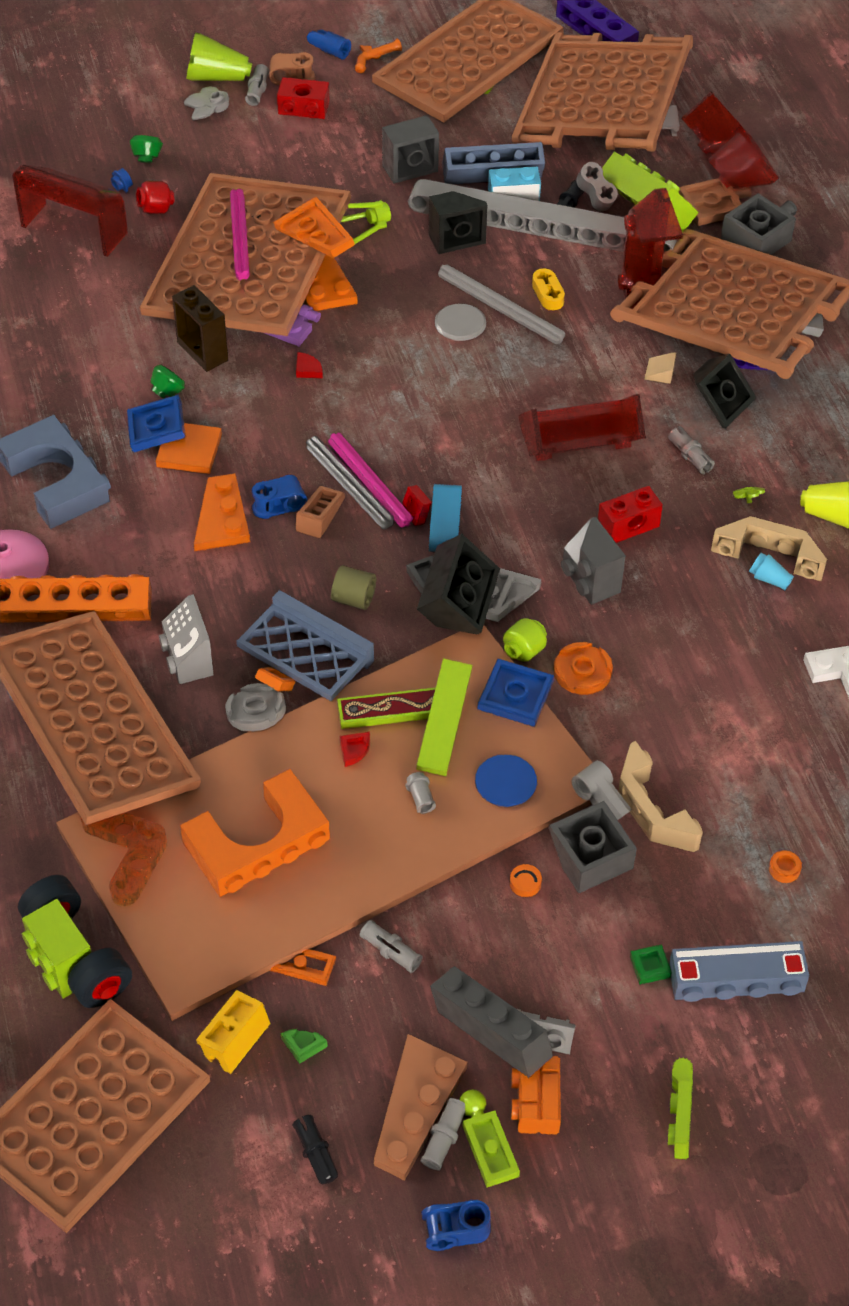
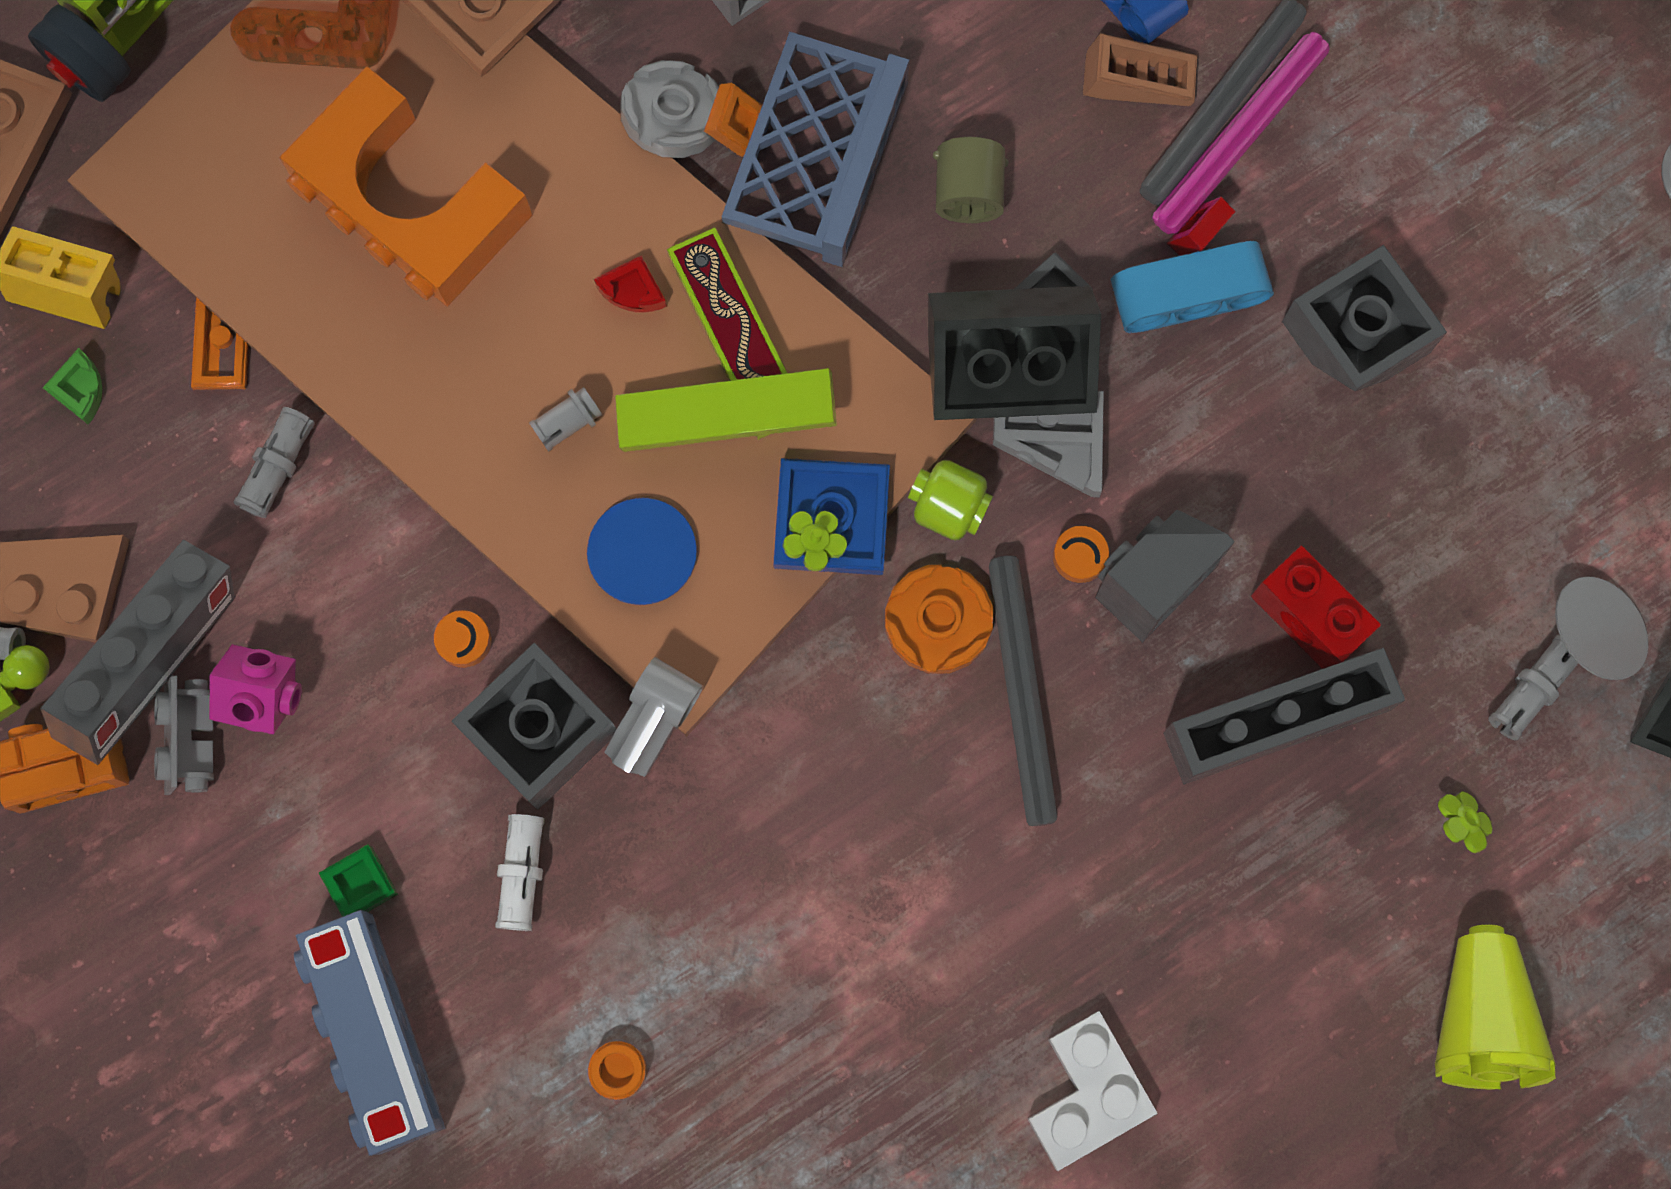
camera: 75 degrees right, 25 degrees up
(492, 454) = (1364, 322): none -> dark grey slope
(527, 979) = (253, 689): none -> dark pink brick
(529, 696) = (814, 539): none -> lime plant
(568, 601) = (1080, 554): none -> orange tile
(583, 427) = (1503, 453): clear red windscreen -> none
(633, 642) = (1022, 691): none -> dark grey axle
(666, 882) = (520, 872): none -> white pin
(670, 418) = (1601, 628): none -> light grey piece
(674, 831) = (733, 760): tan slope -> none
(680, 540) = (1283, 716): none -> dark grey brick
(681, 1106) = (95, 995): lime hinge -> none
(770, 571) = (1275, 906): medium azure cone -> none
(773, 536) = (1329, 816): tan slope -> none

